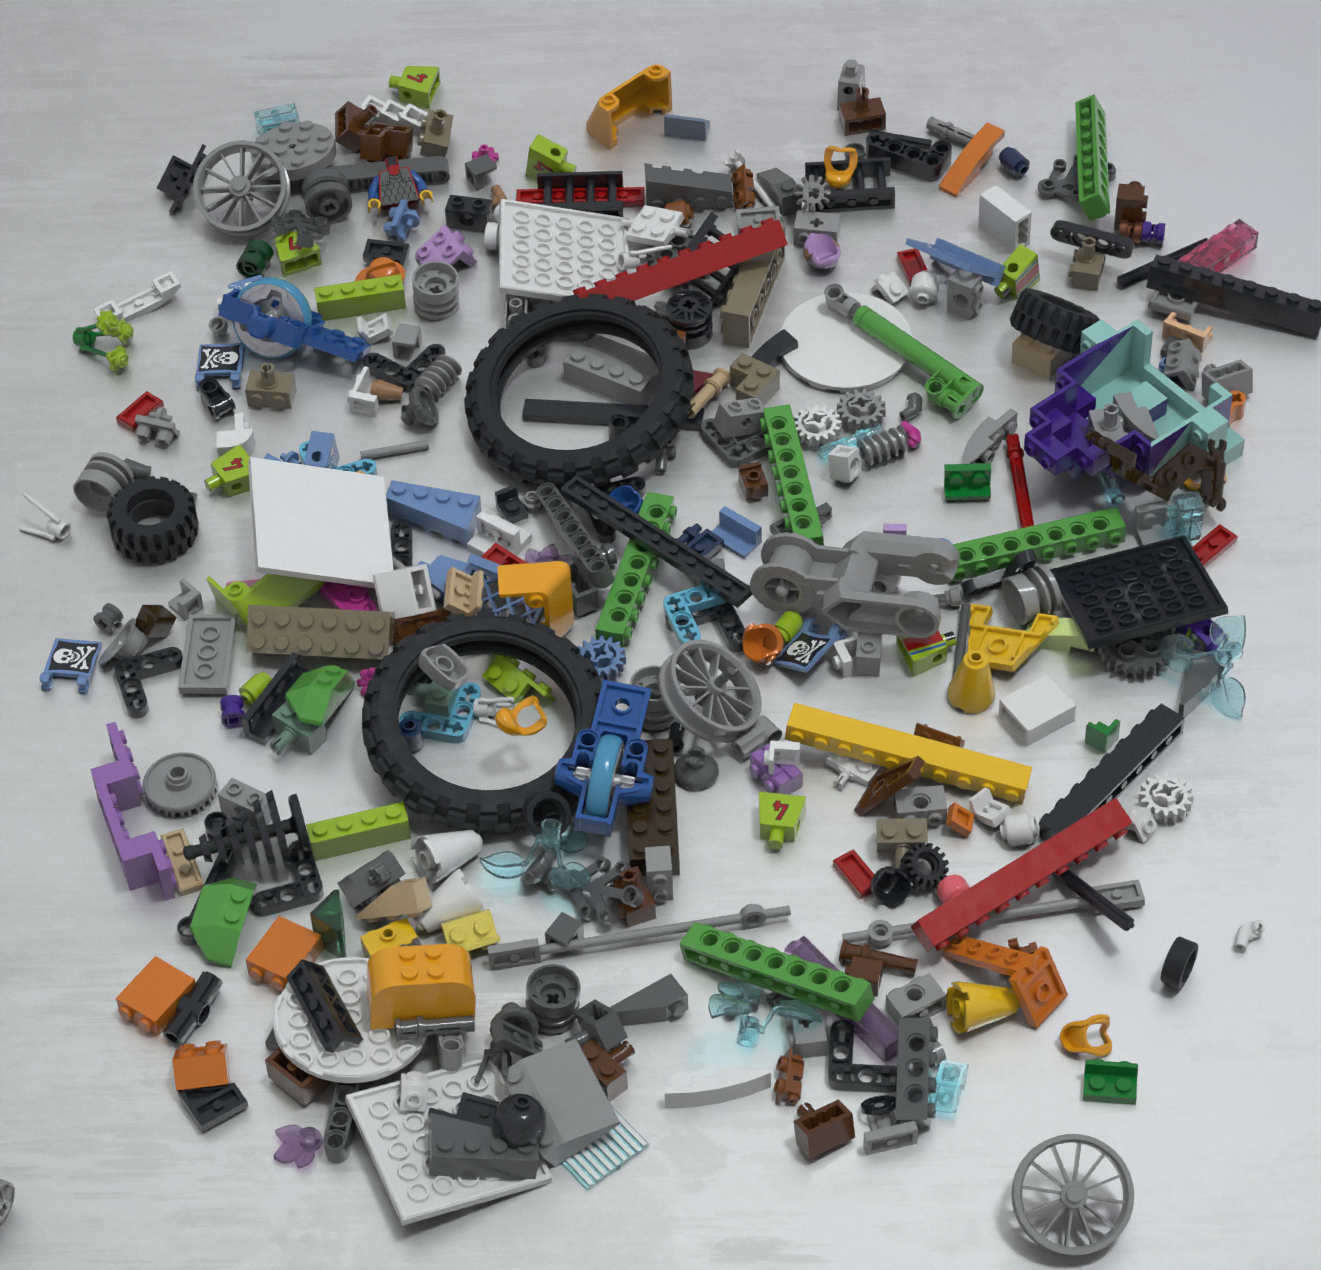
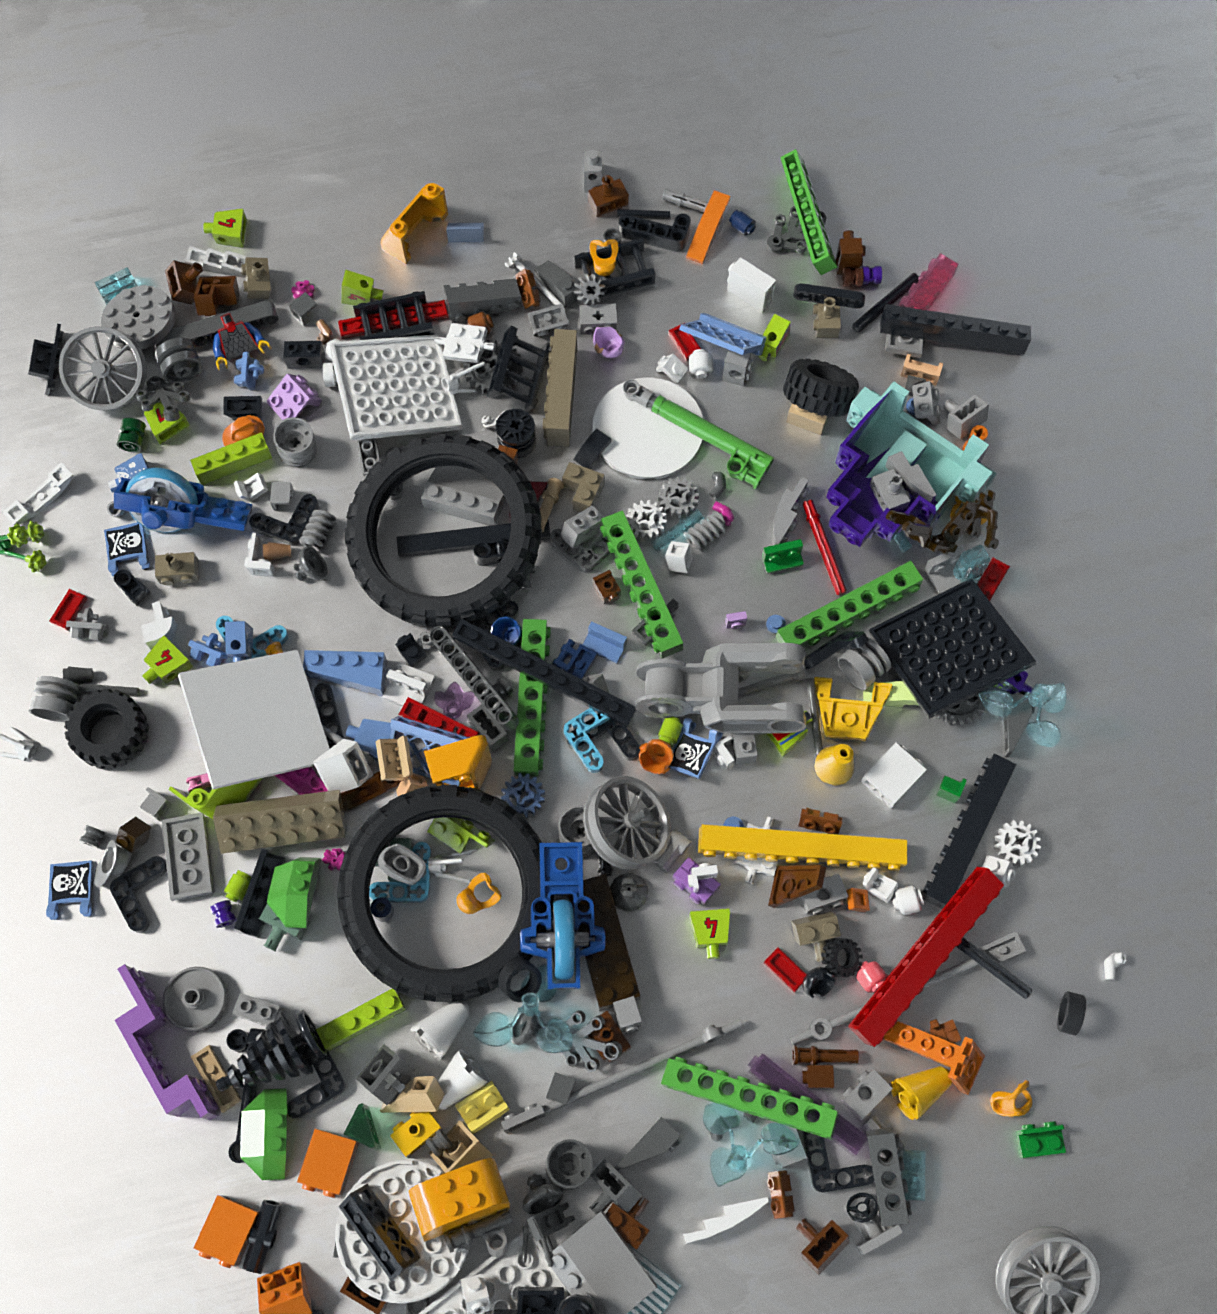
camera: 15 degrees left, 20 degrees up
(396, 449) = (297, 609): light grey bar -> none
(691, 264) = (503, 389): red brick -> none

